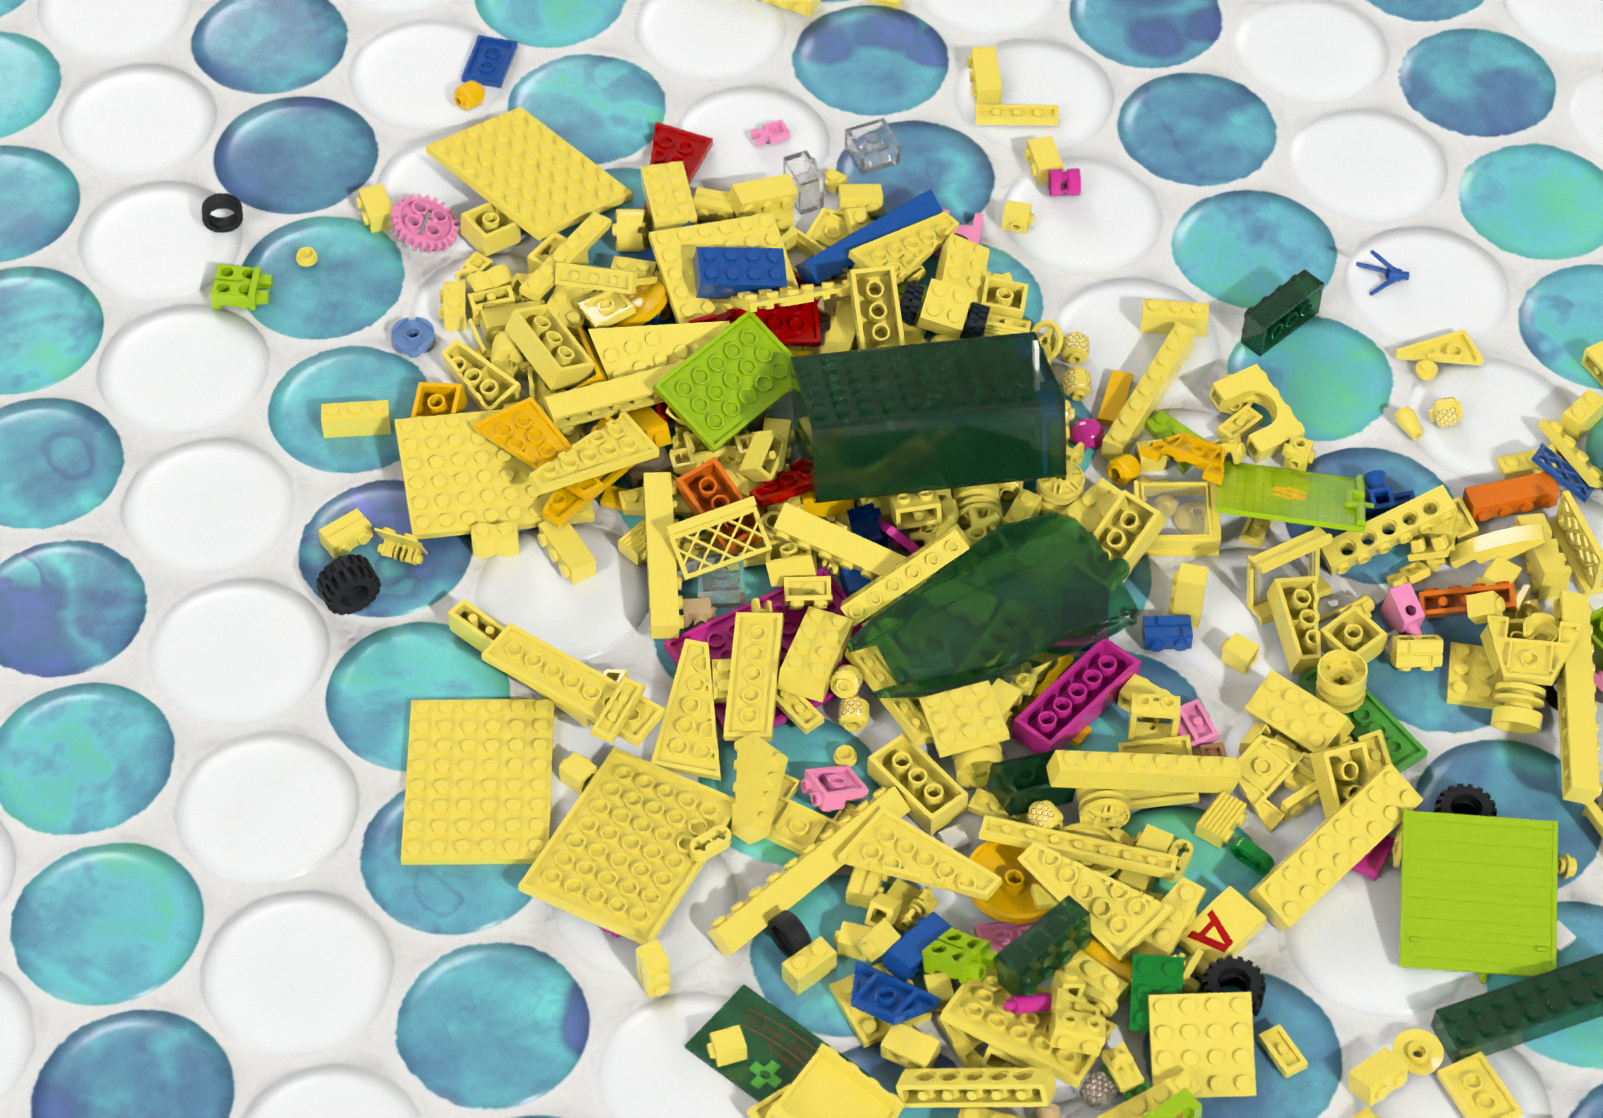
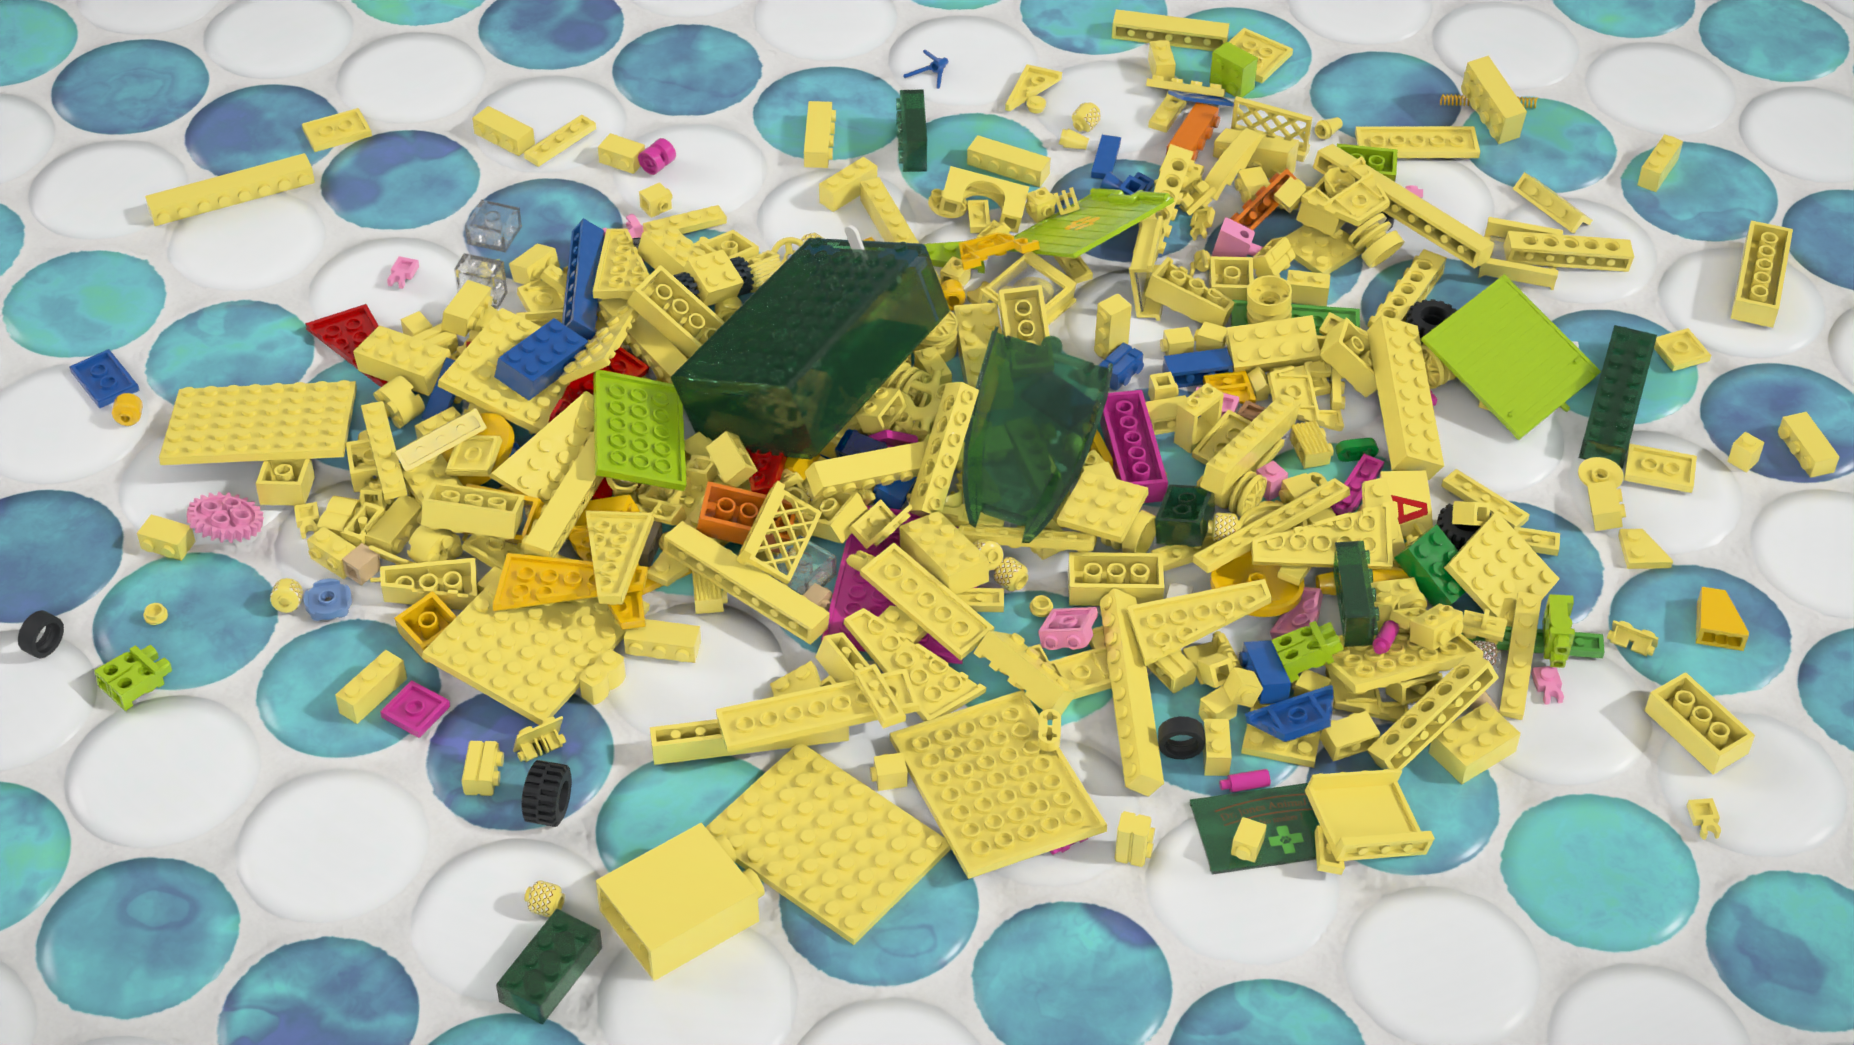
camera: 50 degrees left, 5 degrees down
(209, 698) = (549, 966): none -> clear green brick
(264, 653) = (544, 898): none -> light yellow head
(330, 729) = (679, 900): none -> light yellow brick
(363, 458) = (415, 709): none -> dark pink plate
(390, 310) = (286, 595): none -> light yellow head
(459, 328) = (361, 564): none -> tan brick
(603, 657) = (800, 679): none -> light yellow wing
(652, 667) = (839, 657): none -> light yellow brick
(720, 180) = (415, 324): none -> light yellow brick
(798, 1009) = (1246, 781): none -> dark pink cylinder
(1016, 253) = (690, 221): none -> light yellow plate
(1144, 813) = (1274, 476): none -> bright pink brick
(1168, 675) = (1162, 386): none -> light yellow brick
(1212, 259) = (818, 135): none -> light yellow brick
(1214, 880) = (1366, 469): none -> dark pink plate
(1222, 684) = (1191, 367): none -> blue brick
(1230, 722) = (1232, 383): none -> yellow wing
(1235, 976) = (1466, 513): none -> light yellow brick
(1270, 662) = (1210, 337): none -> light yellow brick
(1292, 985) = (1472, 491): none -> light yellow plate
(1323, 468) = (1065, 196): none -> light yellow tile
(1328, 399) = (1008, 161): none -> light yellow brick
(1410, 698) = (1309, 287): none -> light yellow brick
(1417, 459) = (1106, 156): none -> blue tile
(1492, 774) = (1413, 287): none -> light yellow brick

